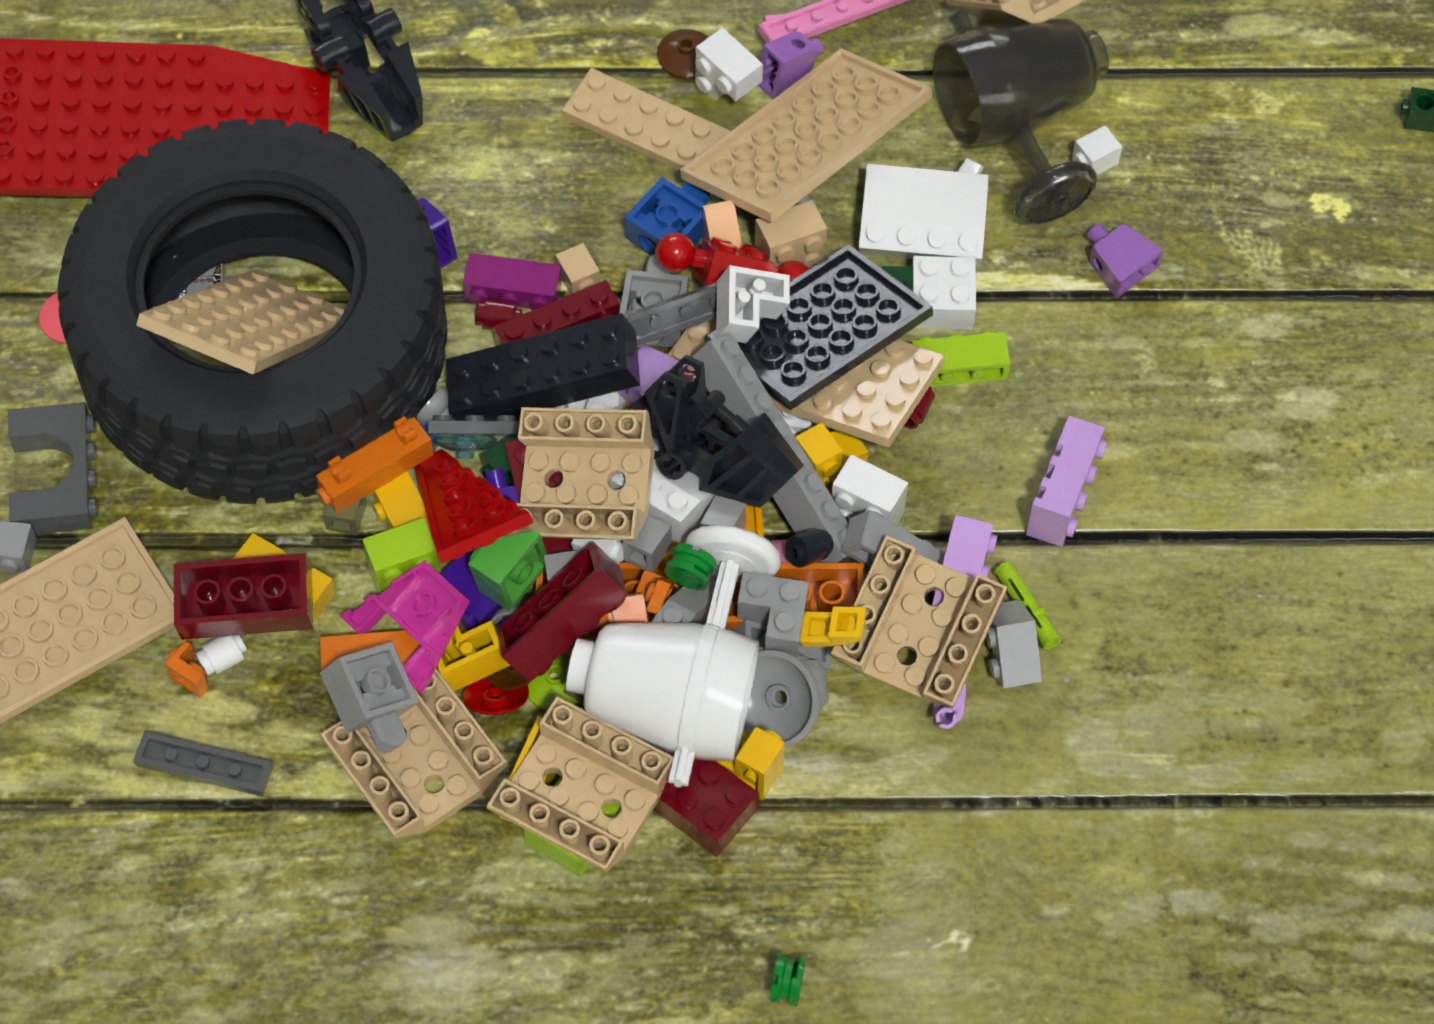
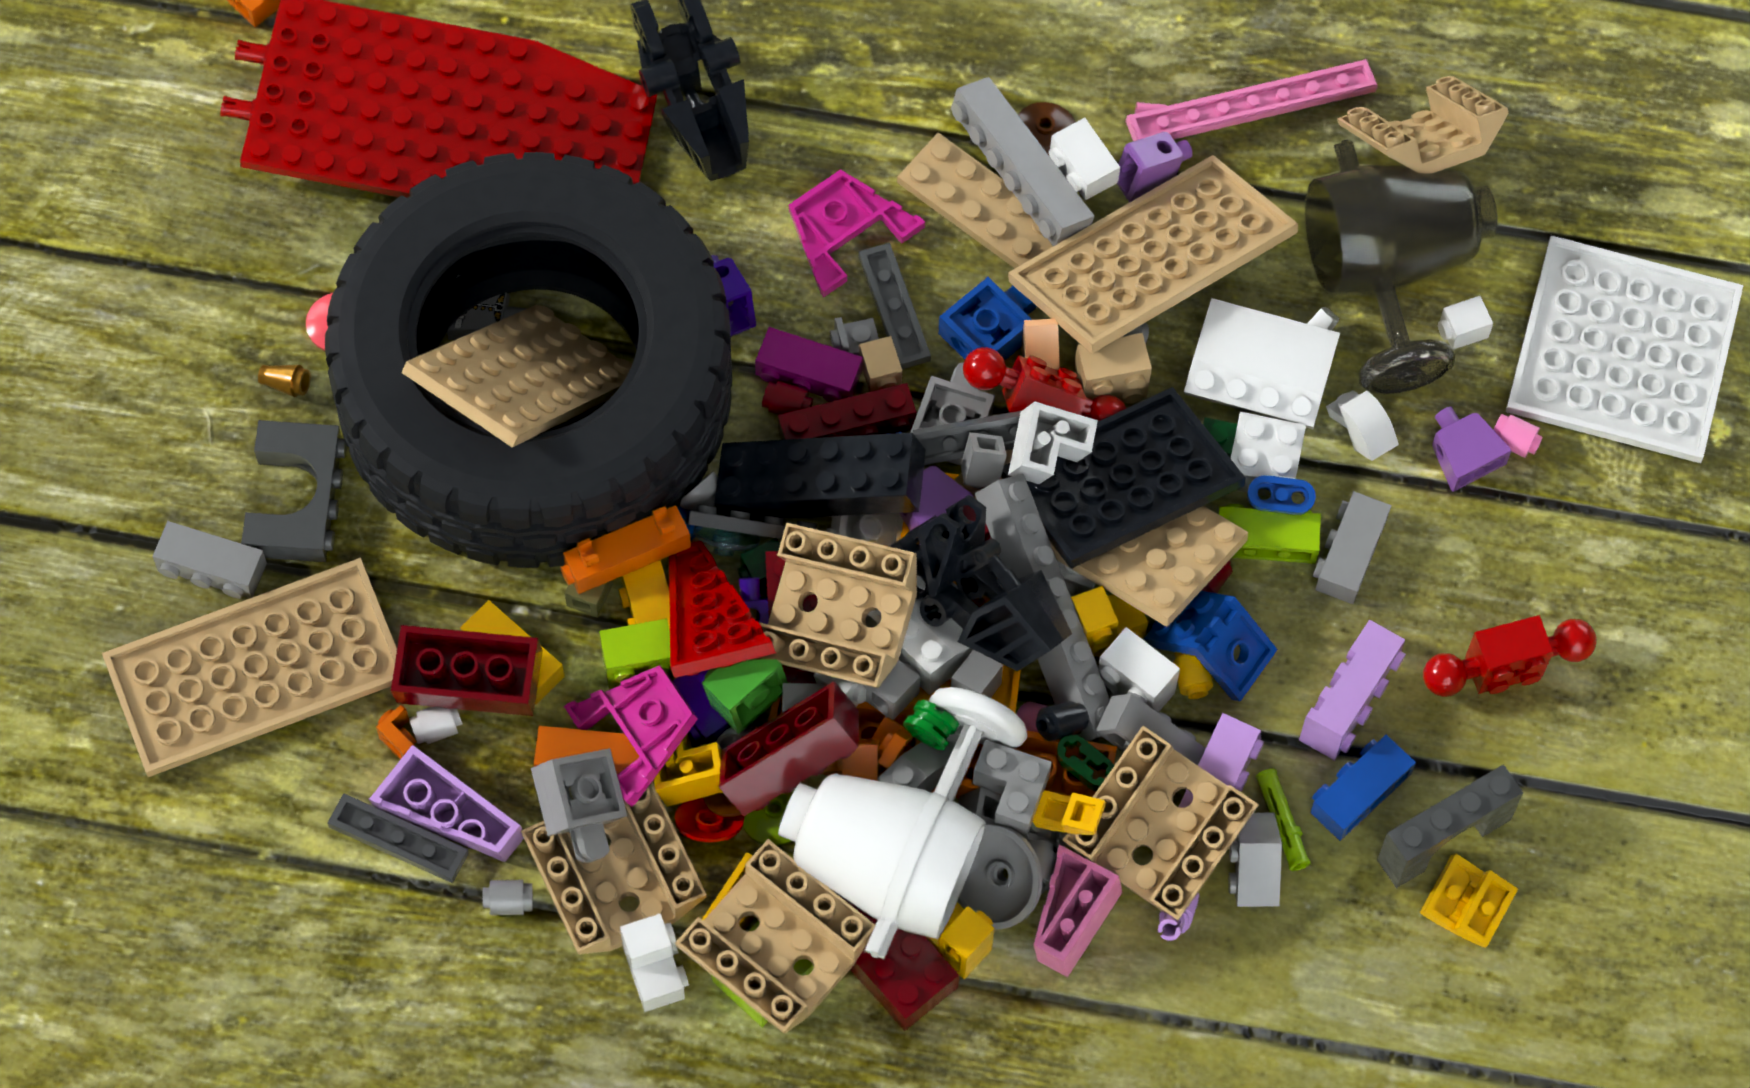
camera: 10 degrees right, 5 degrees up
(30, 371) = (286, 378): none -> pearl gold cone
(245, 725) = (441, 803): none -> lavender wedge
(318, 799) = (508, 897): none -> light grey brick
(463, 829) = (650, 953): none -> white brick
(514, 149) = (838, 213): none -> dark pink wing
(546, 250) = (850, 335): none -> light grey bracket
(580, 218) = (894, 305): none -> dark grey plate
(671, 77) = (1020, 161): none -> light grey brick
(689, 330) = (983, 460): none -> light grey brick
(838, 581) = (1080, 768): none -> dark green beam
(853, 717) = (1074, 909): none -> bright pink wedge
(921, 493) = (1193, 676): none -> yellow brick
(928, 446) = (1210, 631): none -> blue bracket
(965, 319) = (1280, 495): none -> blue plate
(1028, 248) = (1366, 423): none -> white brick
(1037, 358) = (1351, 547): none -> light grey brick
(1093, 563) = (1361, 786): none -> blue brick
(1166, 237) = (1518, 434): none -> bright pink brick
(1201, 426) = (1509, 656): none -> red brick
(1206, 559) = (1482, 804): none -> dark grey arch
(1212, 648) = (1468, 901): none -> yellow slope
(1241, 153) = (1625, 349): none -> white plate

